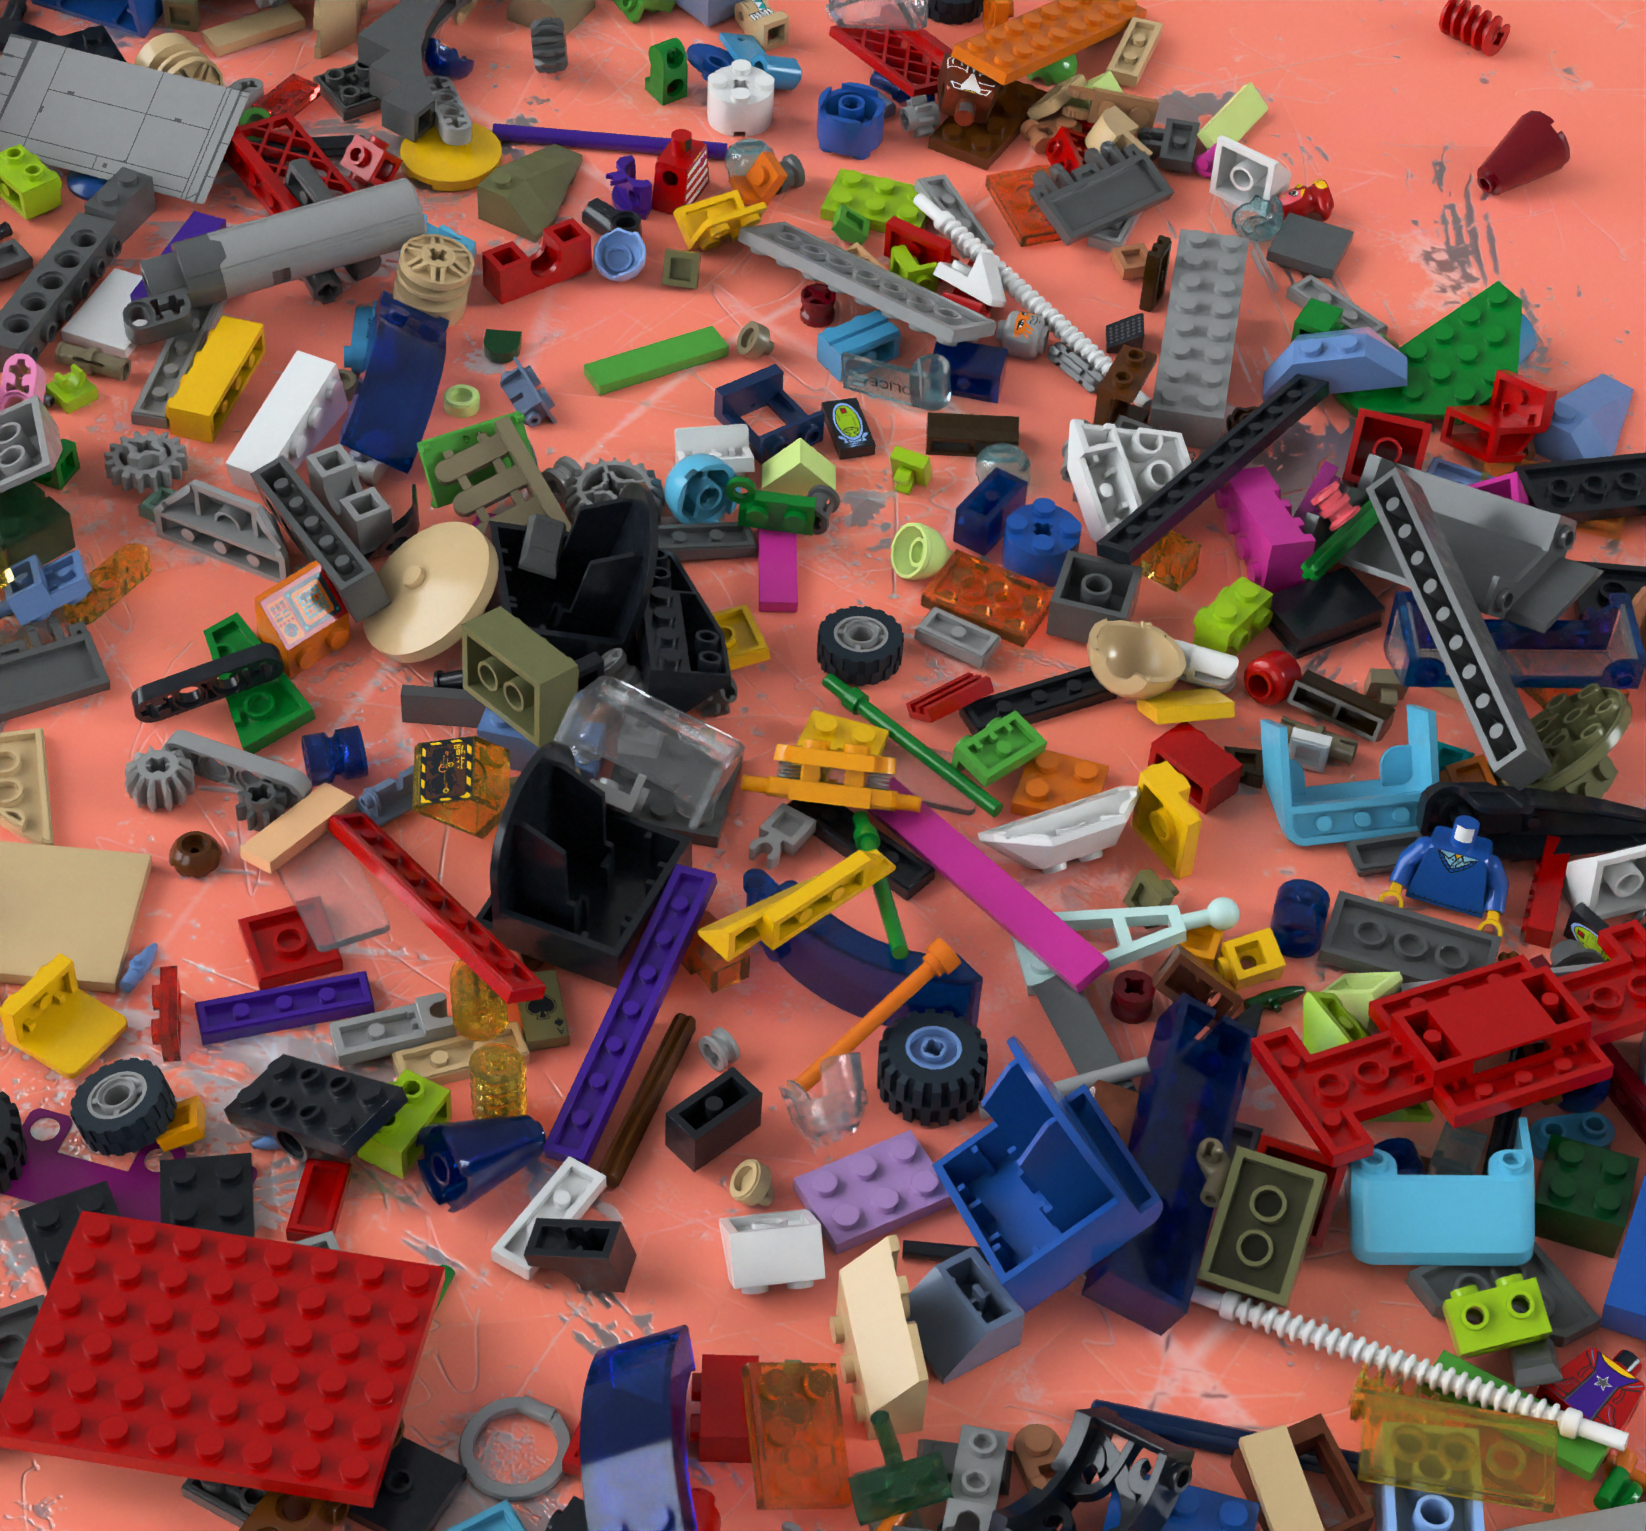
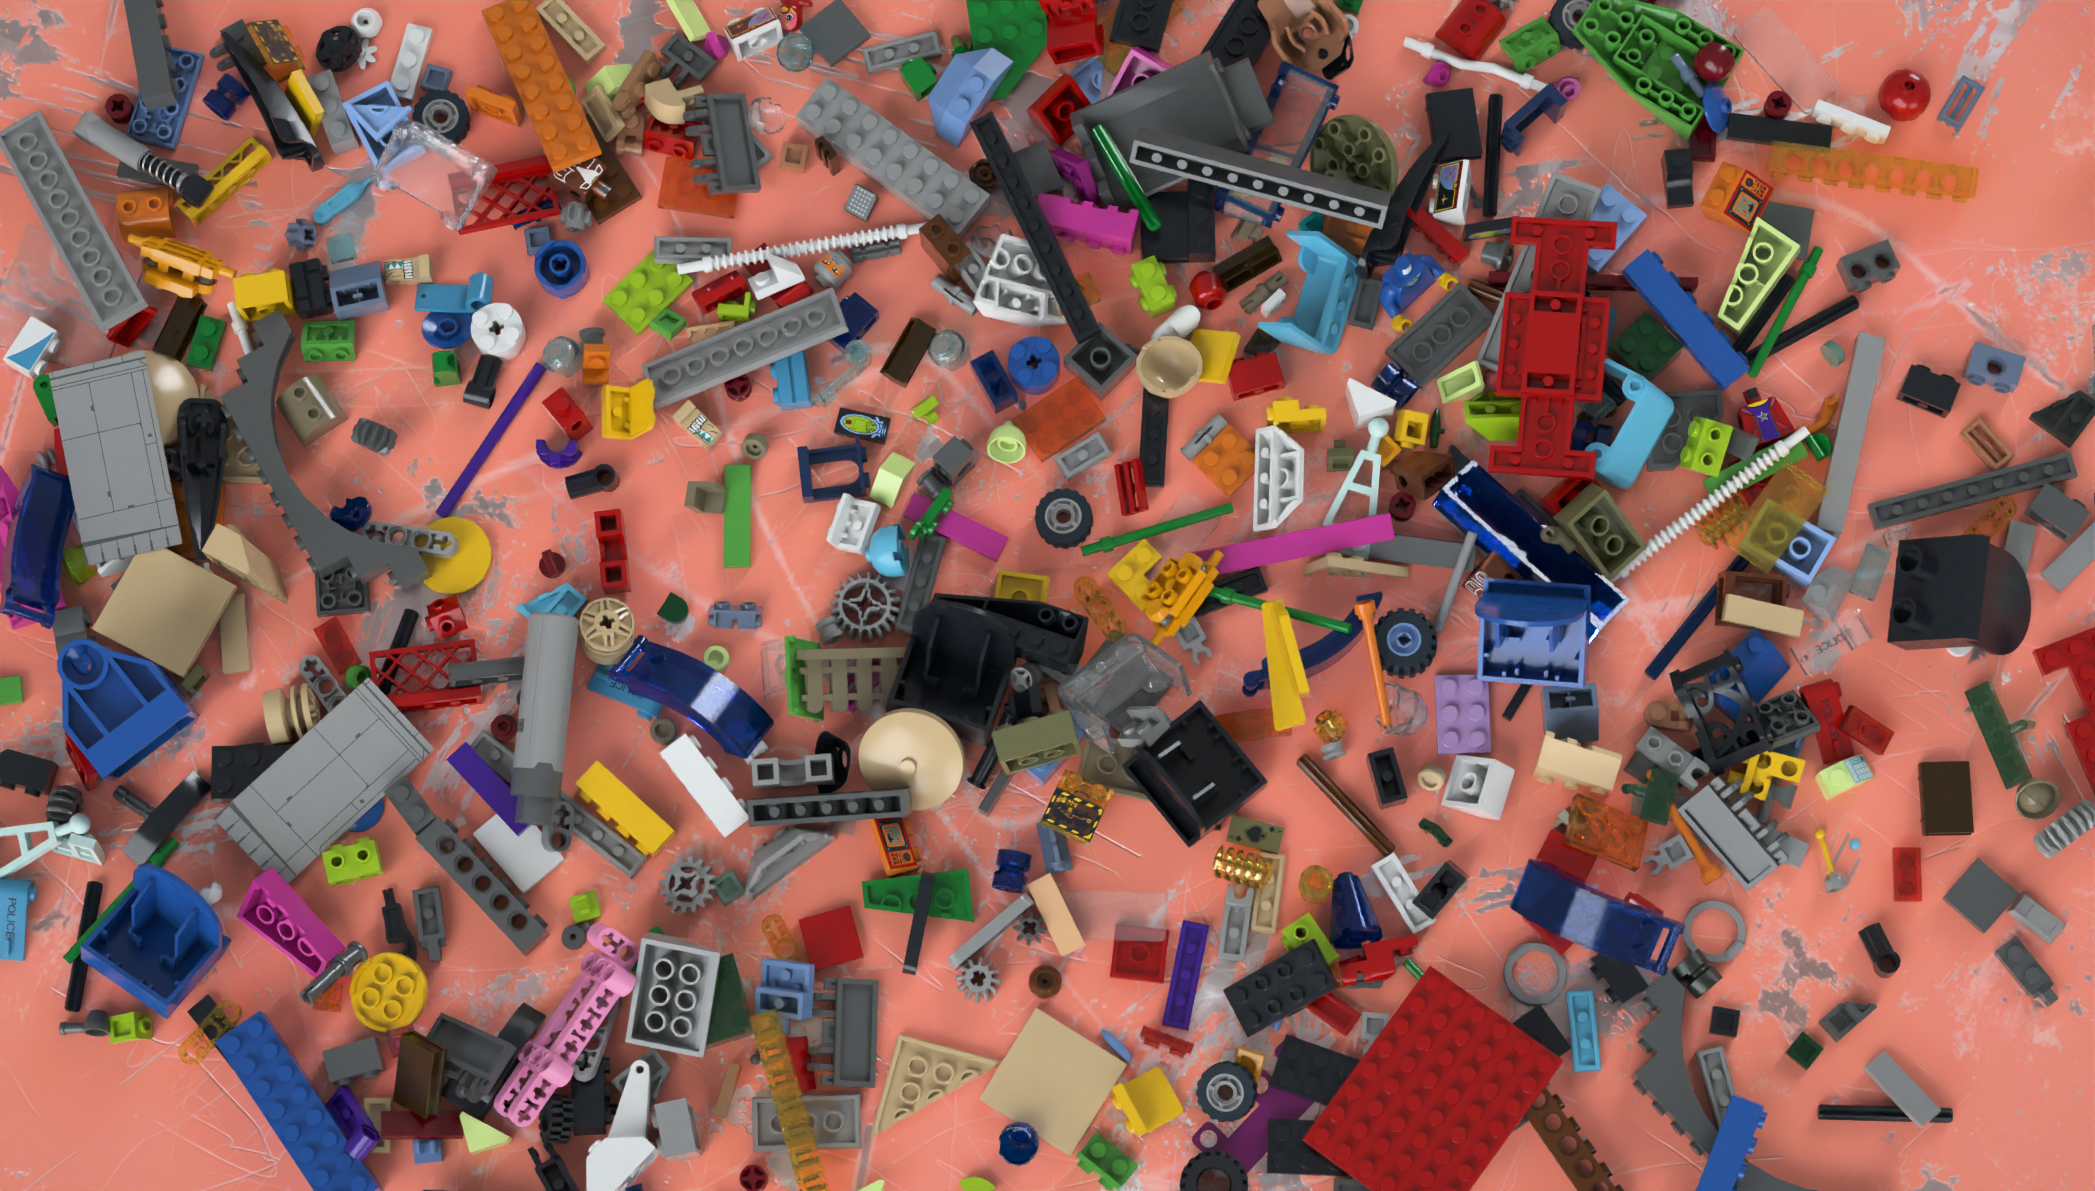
camera: 55 degrees left, 30 degrees up
(93, 360) = (563, 882): dark tan pin -> none
(145, 621) = (831, 938): none -> red tile
(419, 1220) = (1375, 966): none -> red plate
(437, 908) = (1166, 864): red tile -> none
(493, 228) = (551, 564): none -> dark red plate
(528, 191) = (522, 516): olive wedge -> none
(542, 546) = (920, 677): dark grey tile -> none
(620, 255) = (631, 493): light blue hair -> none
(630, 1015) = (1296, 788): dark purple plate -> none
(658, 316) = (705, 497): none -> dark tan panel
(664, 112) = (482, 388): none -> black piece
(668, 1223) = (1436, 831): none -> clear green tile
(681, 268) = (659, 457): olive tile -> none
(745, 285) = (697, 425): none -> tan leg
(753, 1028) = (1330, 726): none -> clear yellow gear
(762, 708) = (1100, 620): none -> clear yellow beam
(859, 505) = (954, 460): none -> dark grey brick
(998, 748) = (1194, 484): bright green bracket -> none
(1005, 970) = (1353, 567): none -> tan wing
(1076, 746) = (1203, 437): none -> light grey pin
(1160, 215) = (766, 117): none -> clear hair
(1244, 879) = (1367, 404): none -> white slope
(1292, 464) = (1039, 169): none -> dark grey tile
(1335, 506) = (1107, 176): coral bush -> none
(1346, 639) = (1201, 221): none -> black brick

